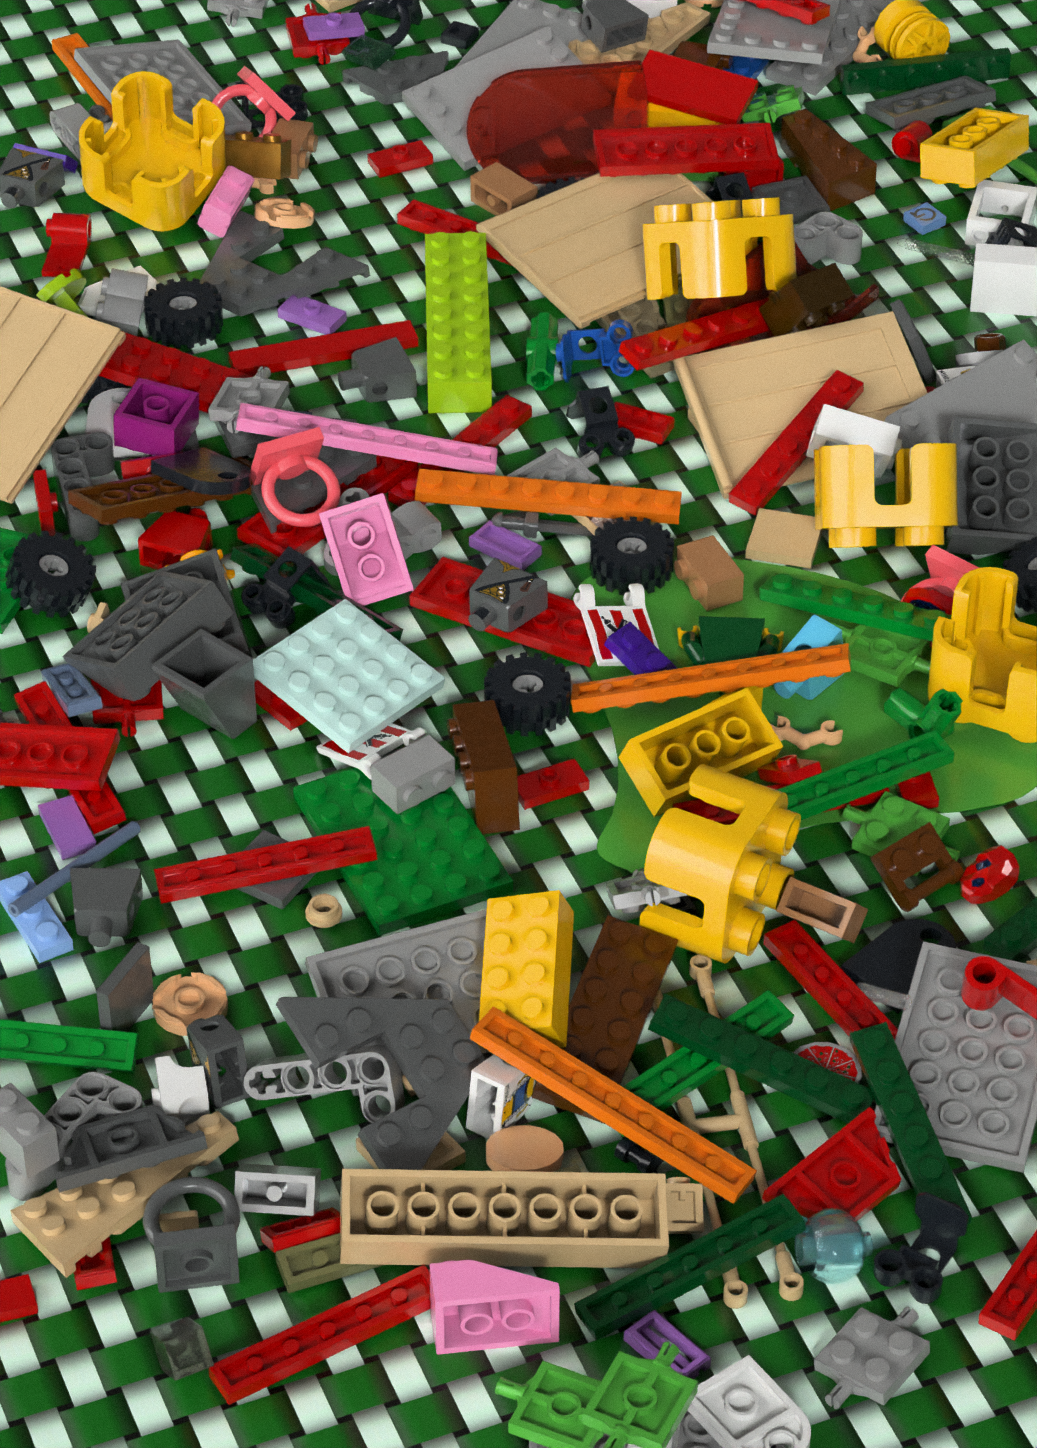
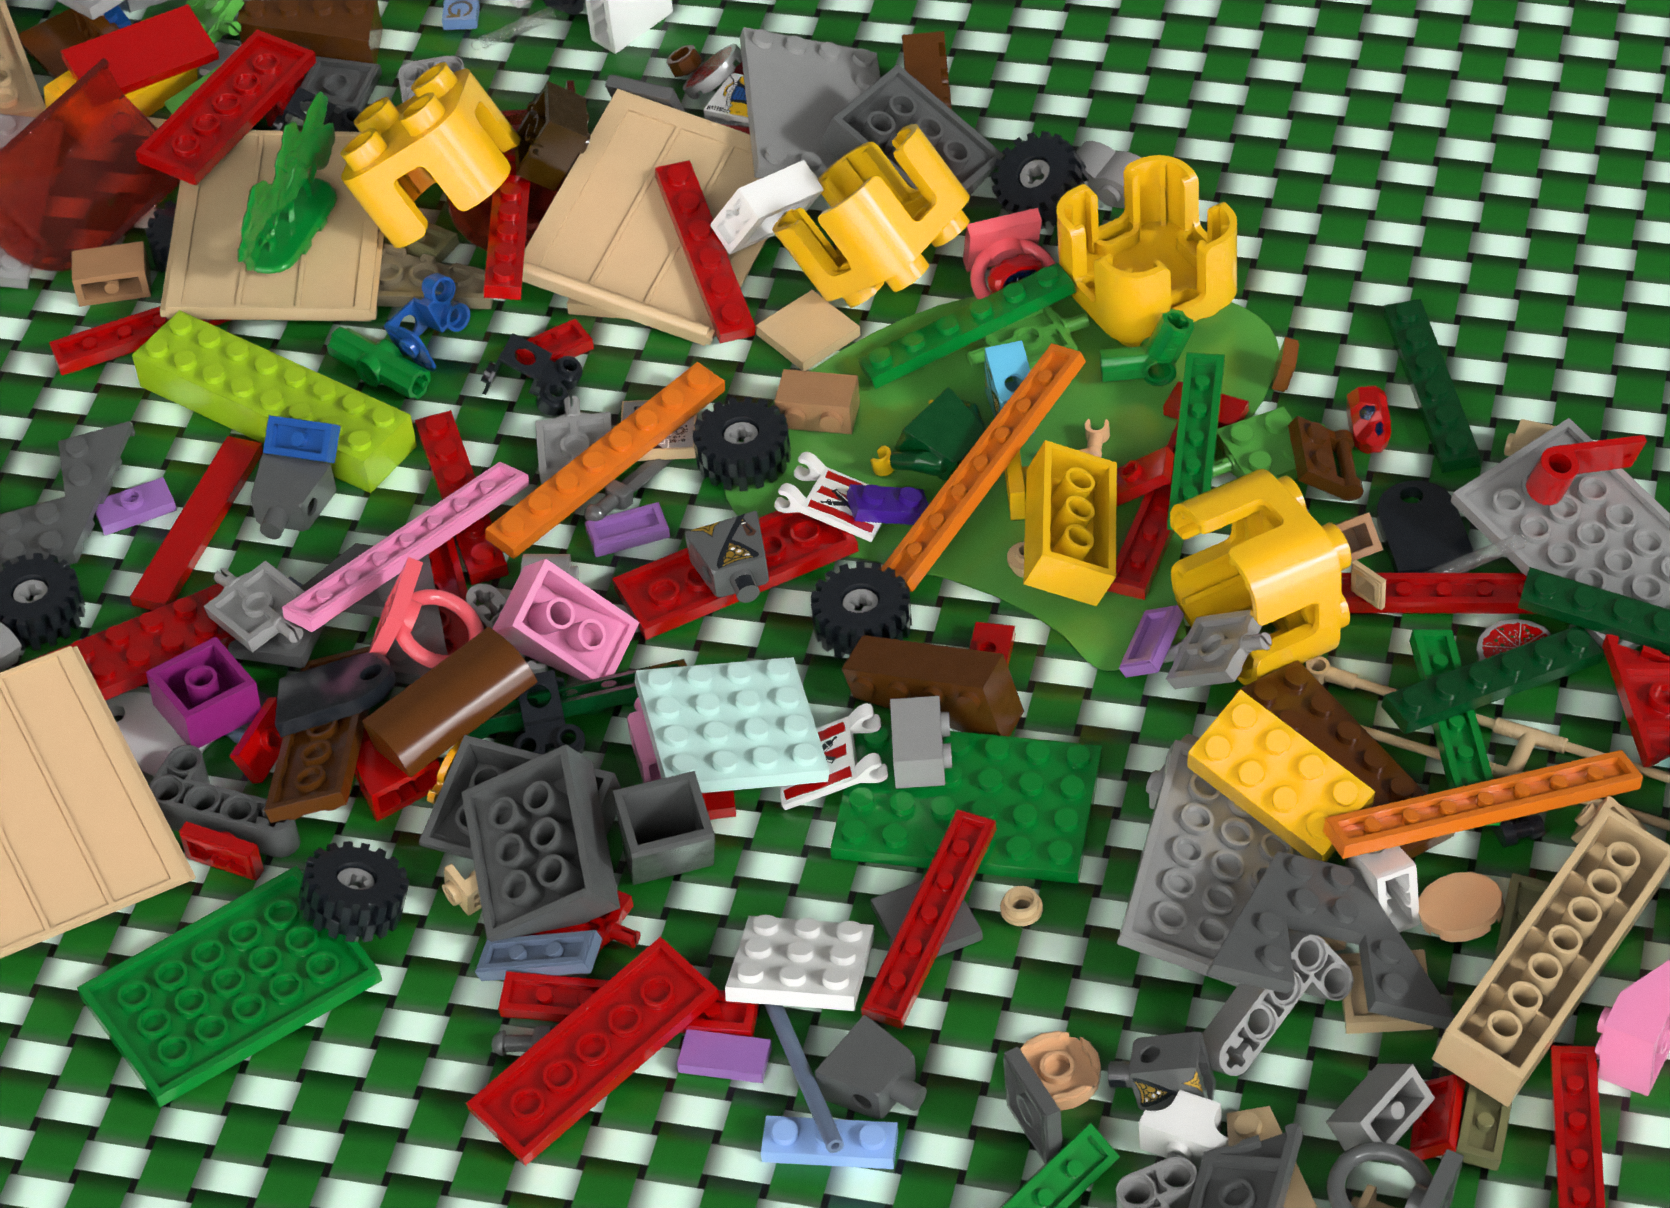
camera: 50 degrees left, 5 degrees up
(169, 819) = (800, 963): none -> white plate
(234, 523) = (449, 702): none -> reddish brown brick
(416, 343) = (301, 439): none -> blue plate
(623, 199) = (296, 205): none -> green plant
(623, 860) = (1151, 641): none -> medium lavender tile
(798, 944) = (1368, 585): none -> tan slope
(997, 799) = (1285, 364): none -> dark orange tile

